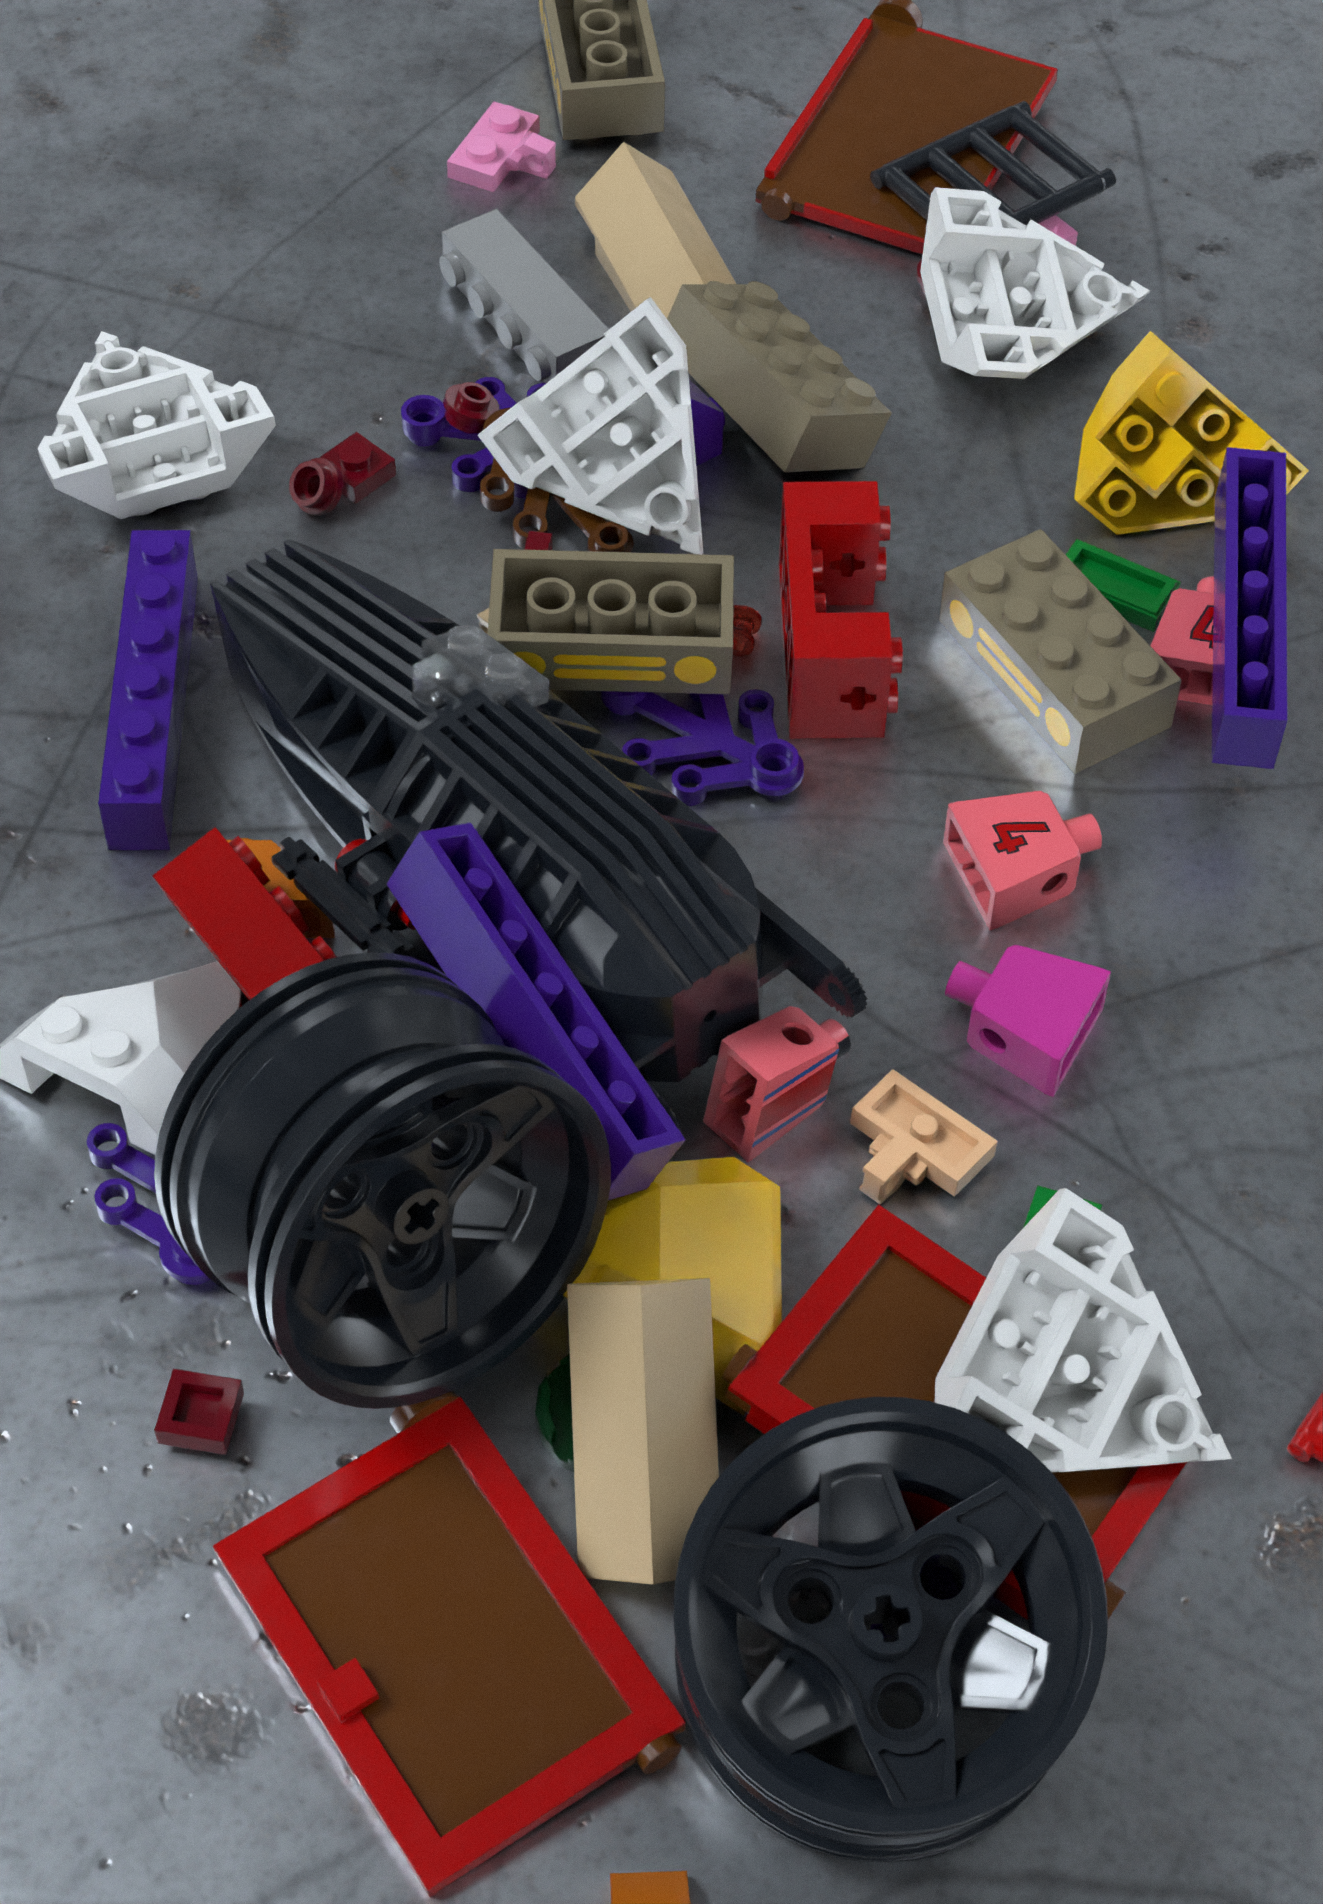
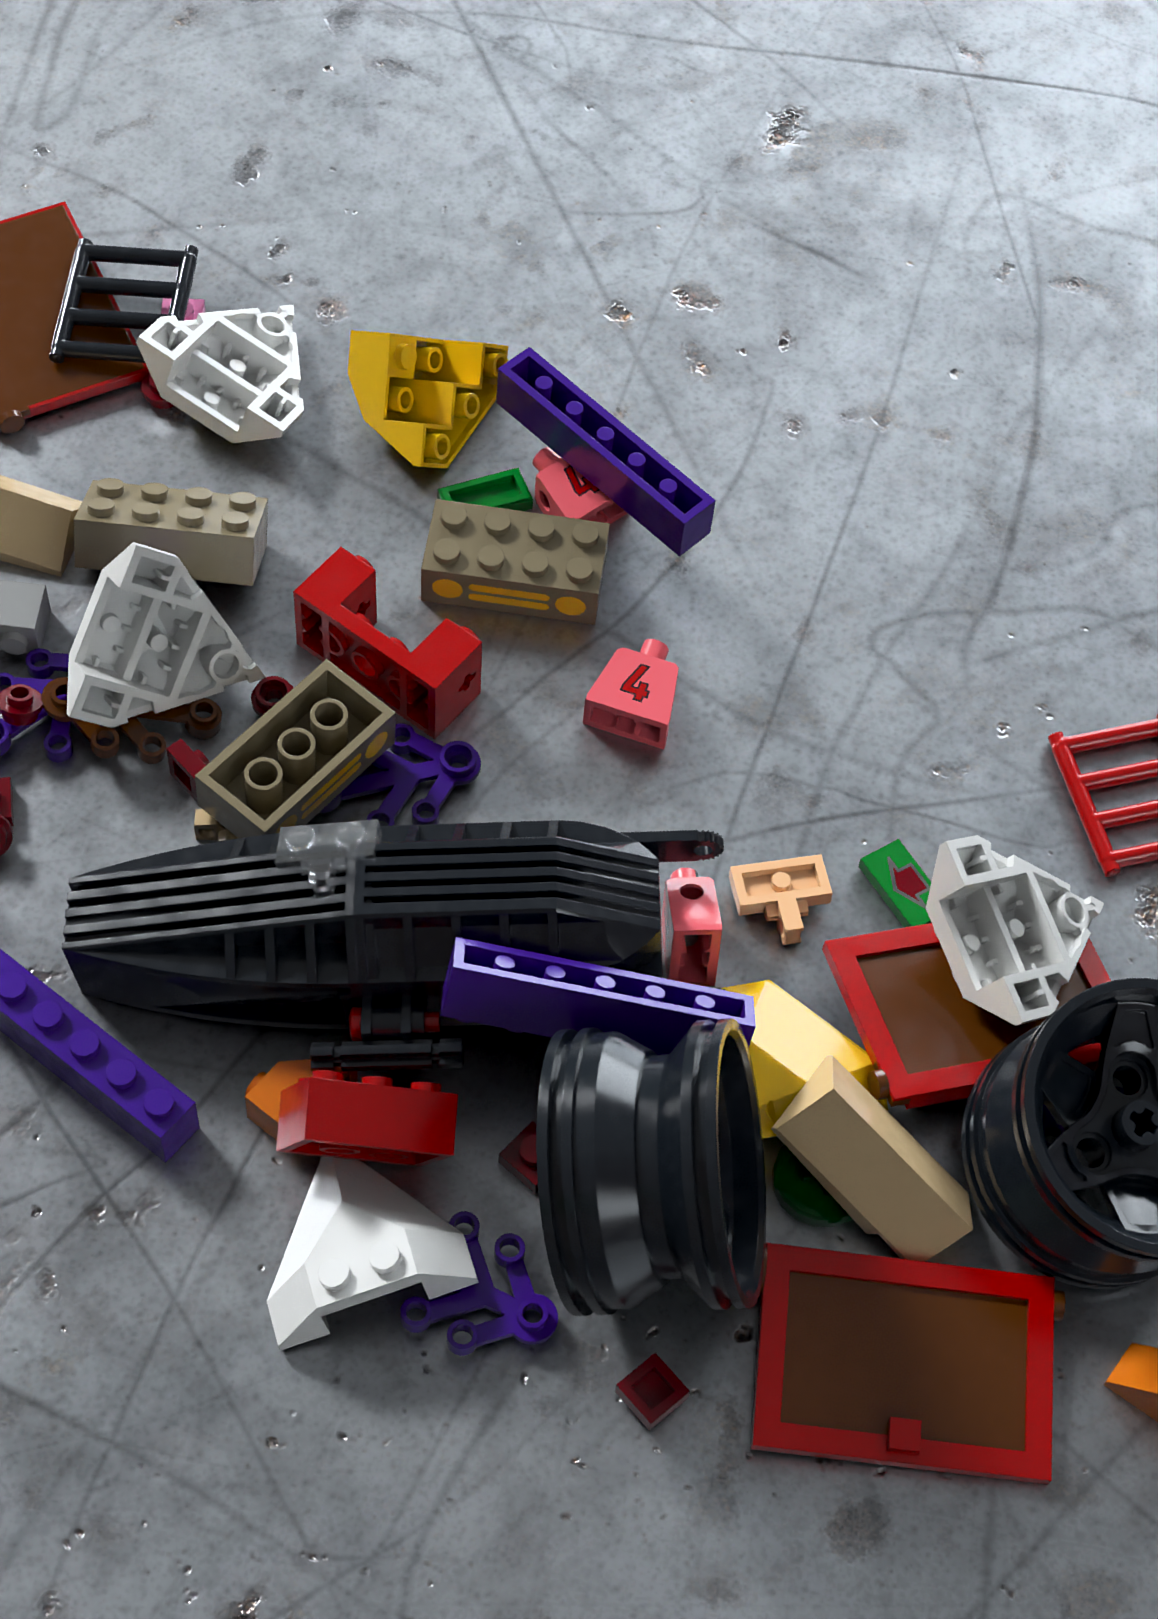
camera: 55 degrees left, 5 degrees up
(1031, 1011) = (750, 773): dark pink torso -> none

